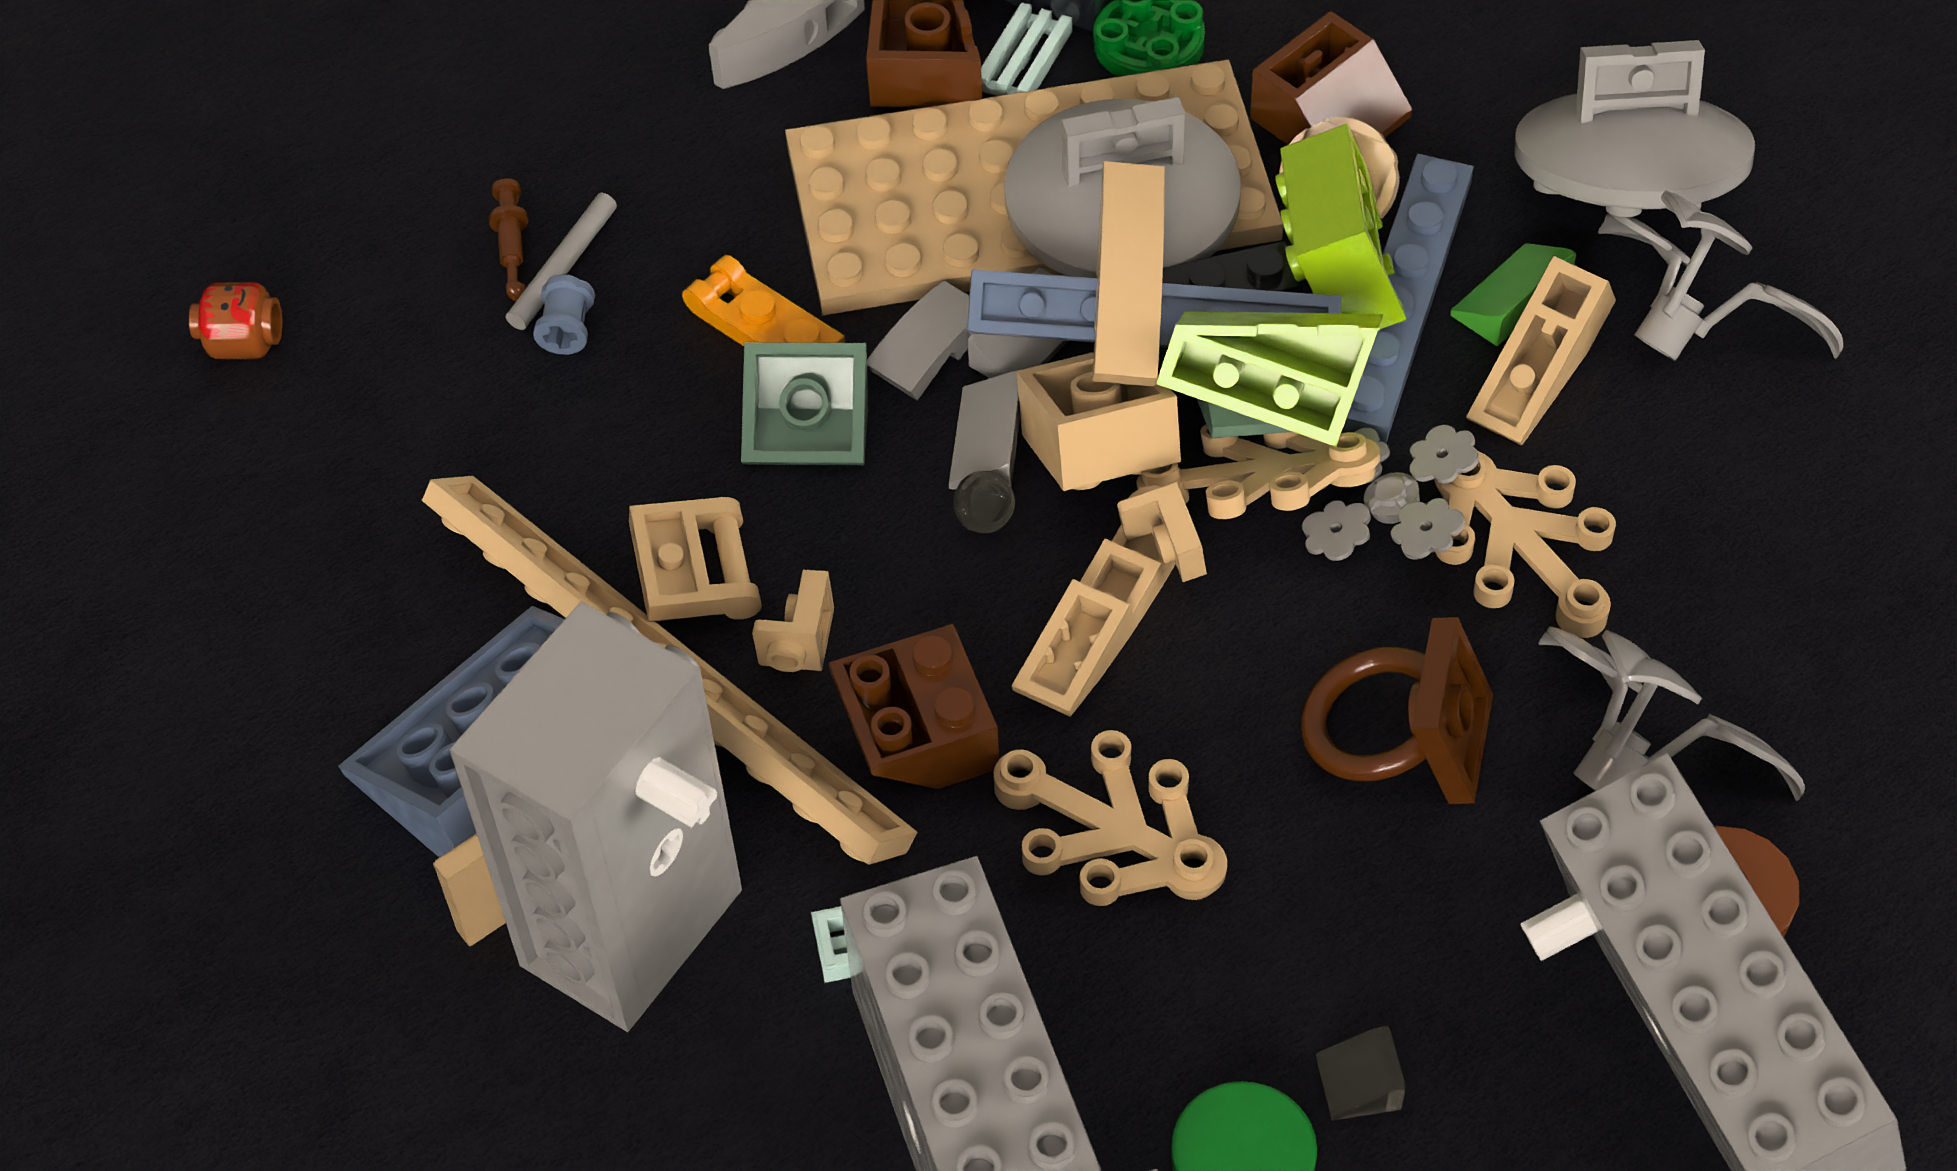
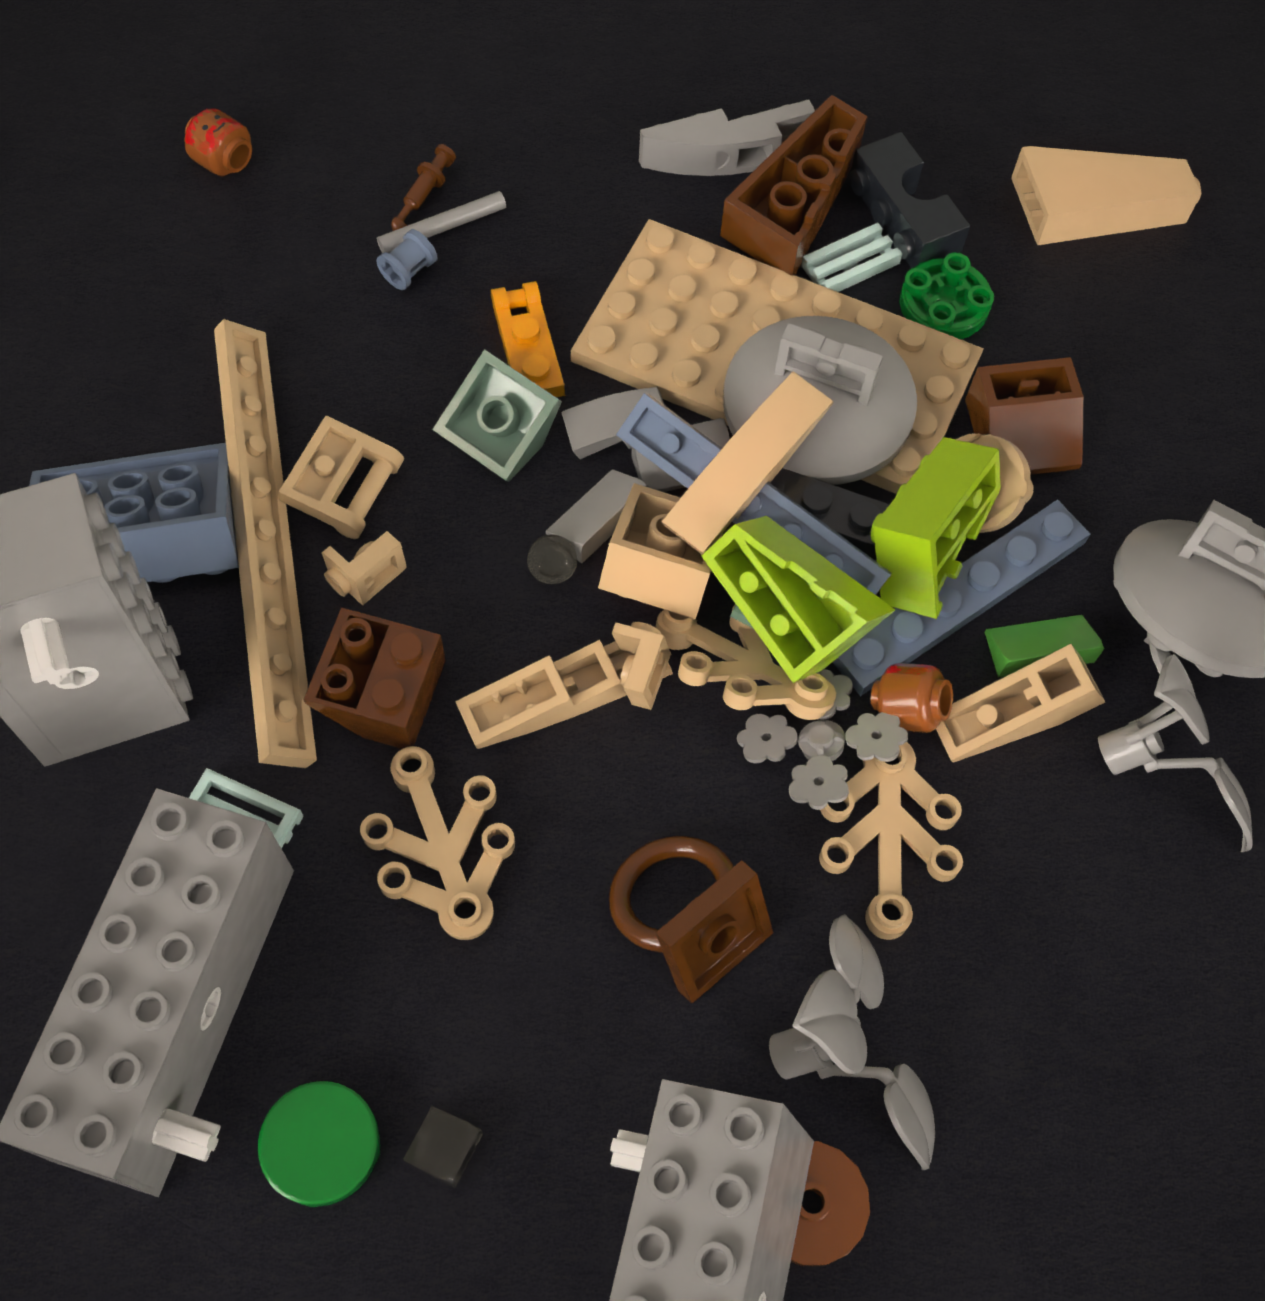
camera: 30 degrees right, 10 degrees up
(1442, 397) = (915, 695): none -> dark orange head

